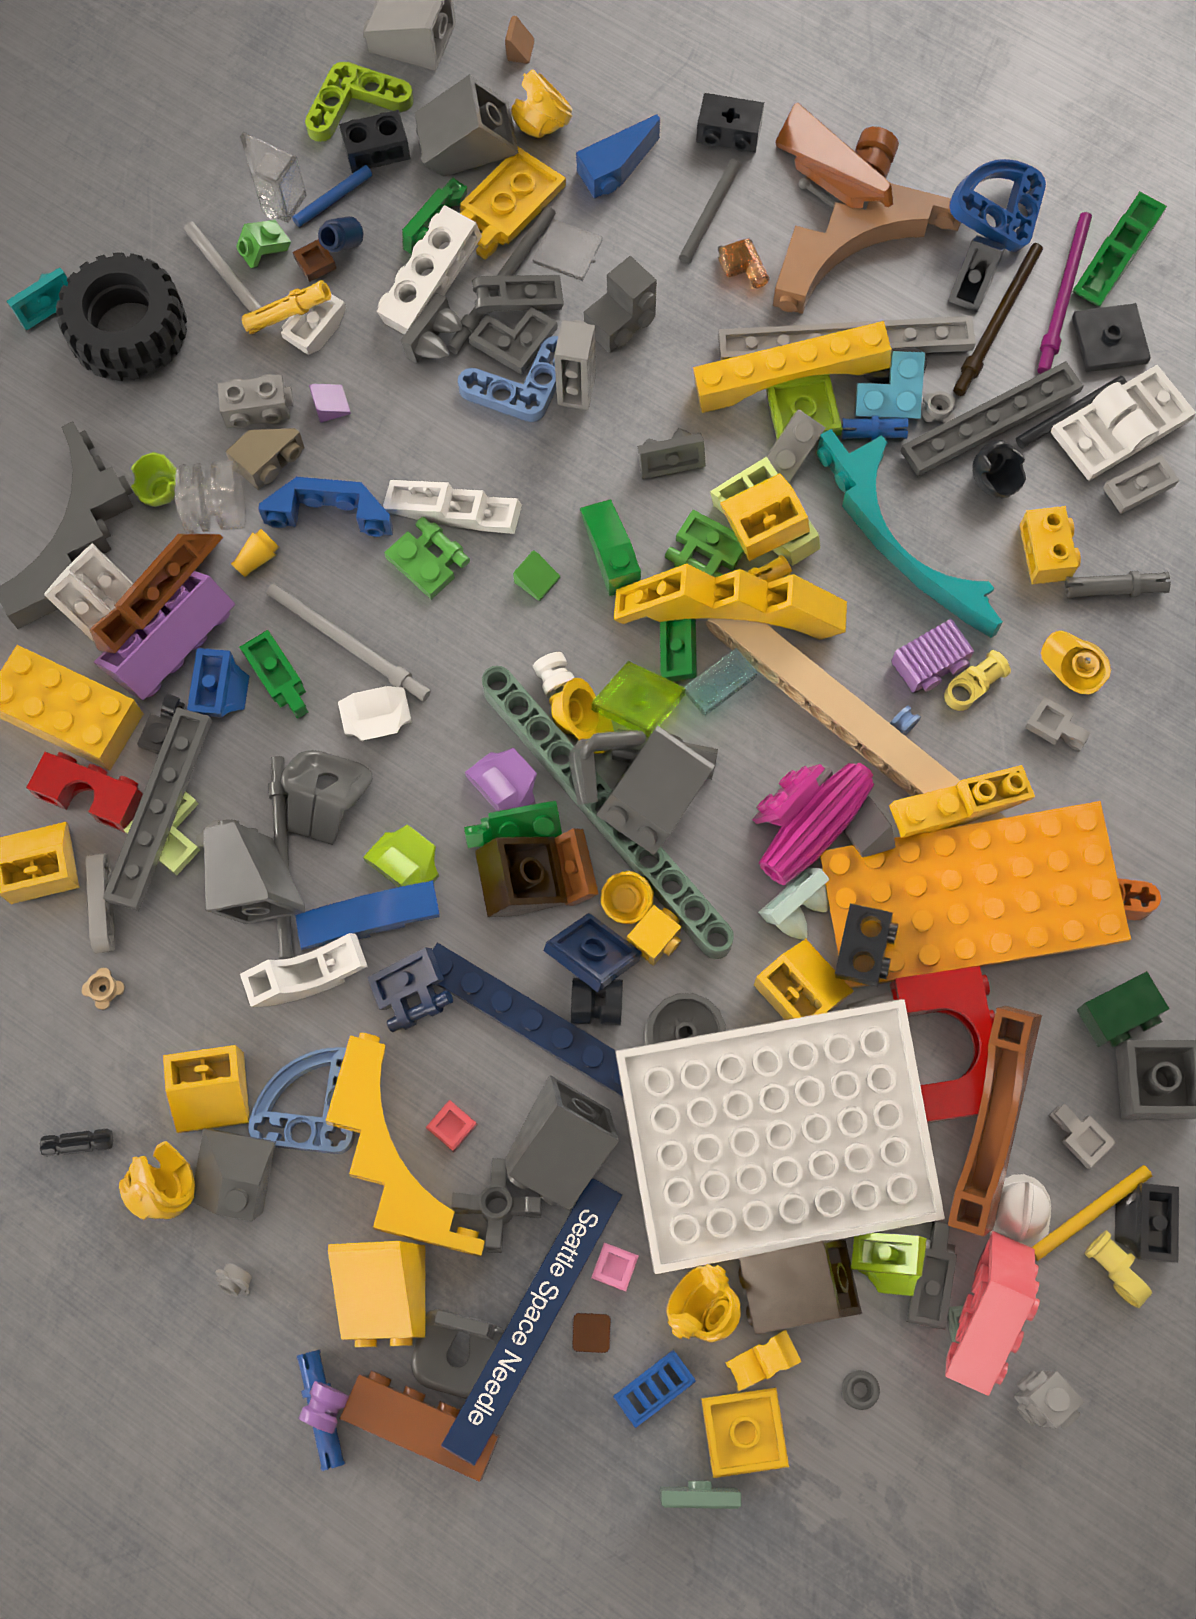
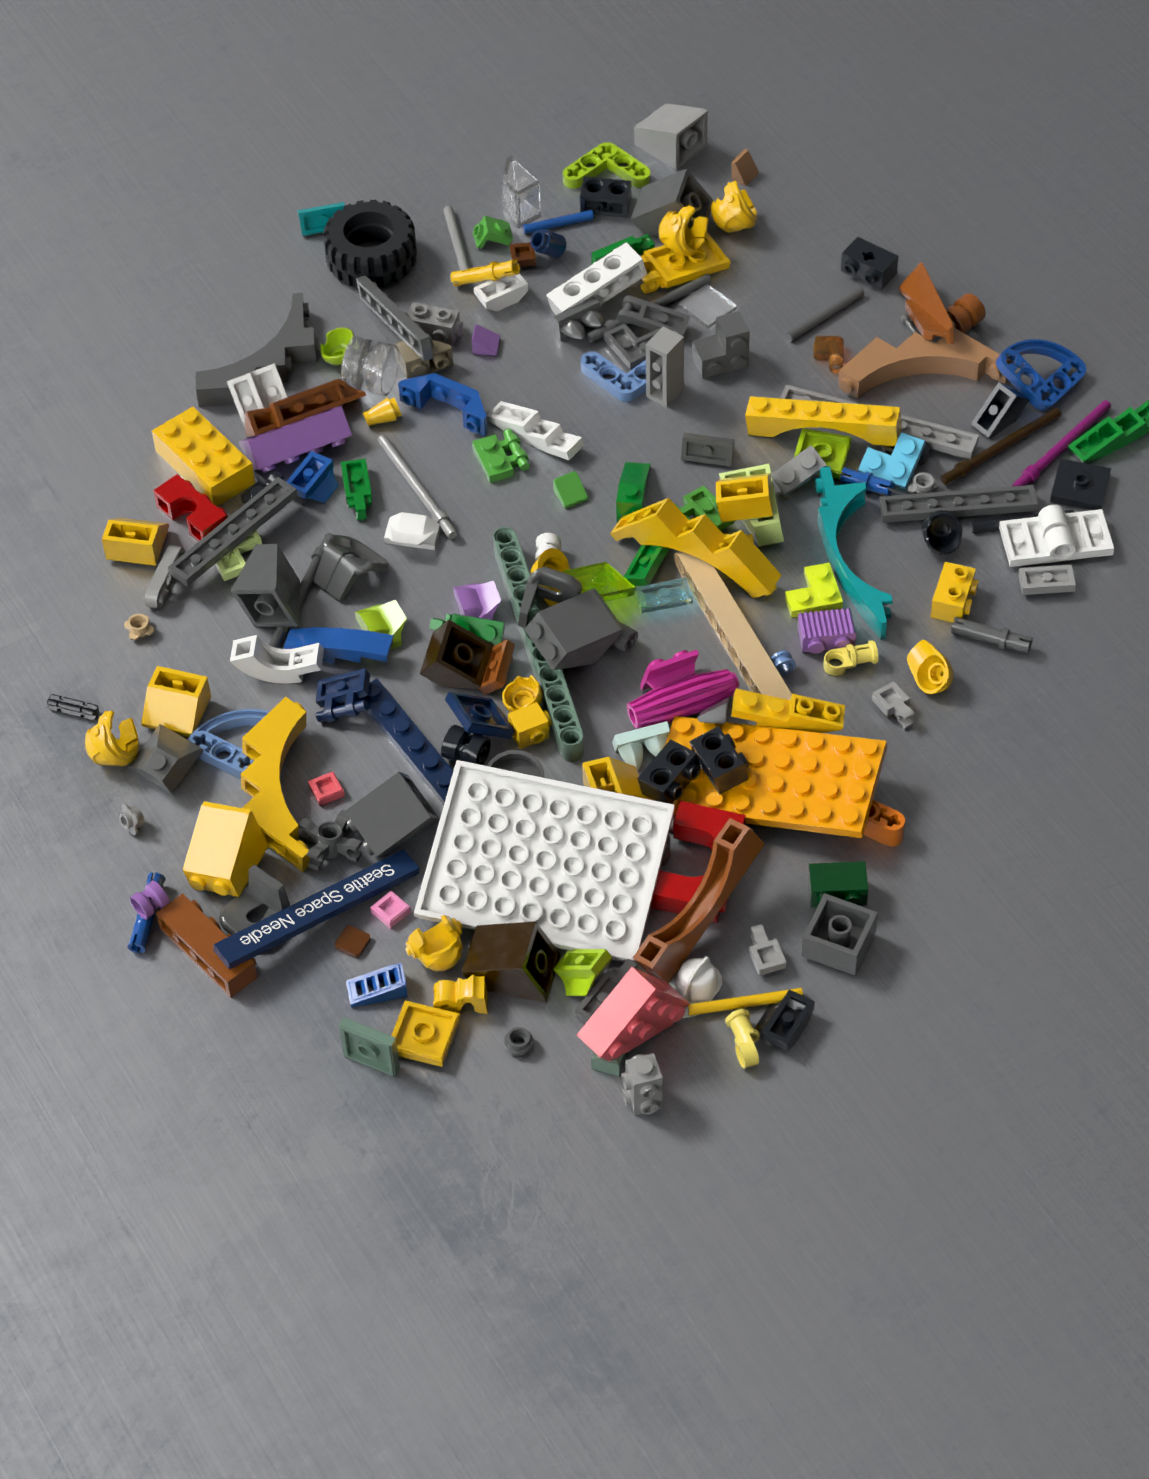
camera: 25 degrees right, 20 degrees down
(216, 420) = (395, 318): none -> dark grey plate
(501, 163) = (677, 235): none -> yellow helmet
(612, 160) = (774, 259): blue slope -> none
(897, 605) = (820, 594): none -> neon yellow plate
(911, 912) = (716, 754): none -> black brick

